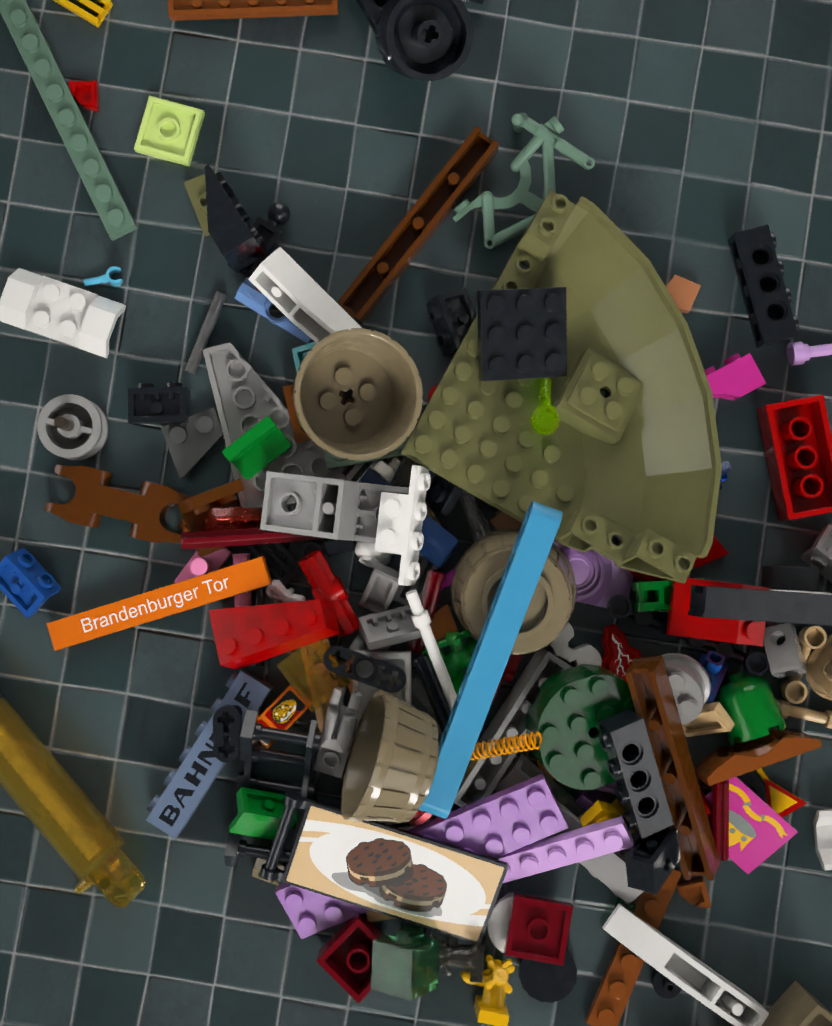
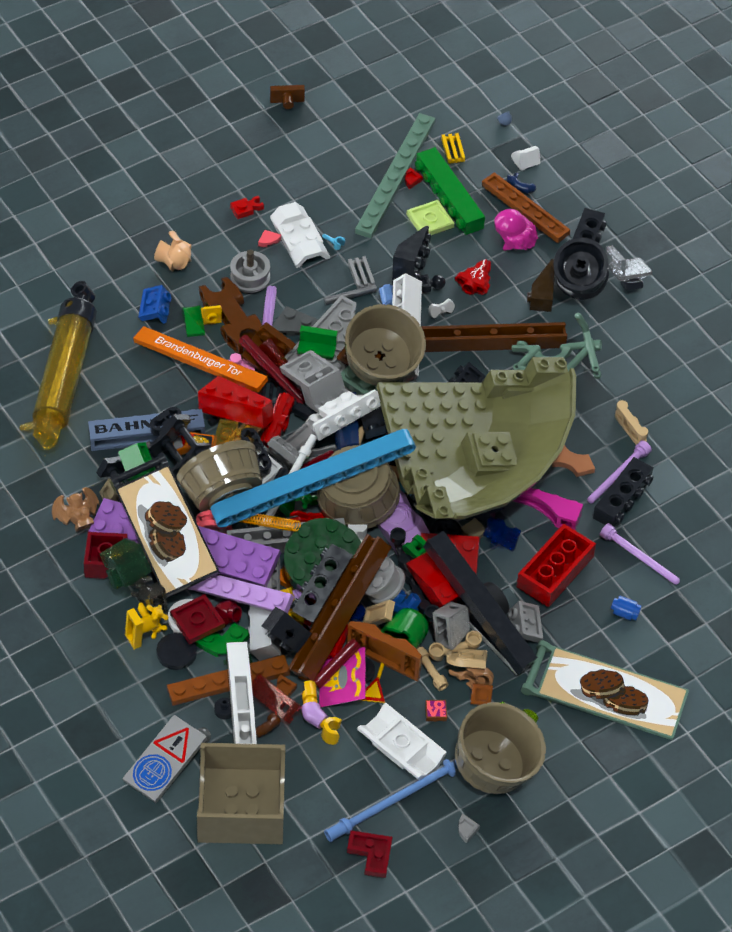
camera: 40 degrees right, 35 degrees down
(34, 354) = (269, 238): none -> coral tile
(85, 554) = (193, 321): none -> green slope
(101, 533) = (211, 314): none -> yellow bracket
(145, 448) = (269, 305): none -> lavender axle
(148, 69) = (450, 191): none -> green brick
(158, 404) = (297, 295): black bracket -> none
(162, 279) = (358, 262): none -> light grey tile
(268, 930) = (78, 510): none -> medium nougat animal
(286, 51) = (515, 230): none -> dark pink hair
(310, 163) = (475, 278): none -> red rock
(318, 256) = (435, 309): none -> white piece
(402, 105) = (542, 290): none -> dark brown slope
(522, 333) = (485, 396): black plate -> none
(545, 418) = (455, 432): clear neon green plate -> none
(550, 882) = (229, 611): none -> dark red rock
(585, 902) = (216, 644): none -> green plate
(676, 186) = (630, 423): none -> tan plate
(706, 923) = (274, 698): none -> clear red plate
(720, 209) = (641, 450): none -> lavender piece
(733, 952) = (272, 723): none -> reddish brown arm
(760, 896) = (316, 716): none -> yellow piece

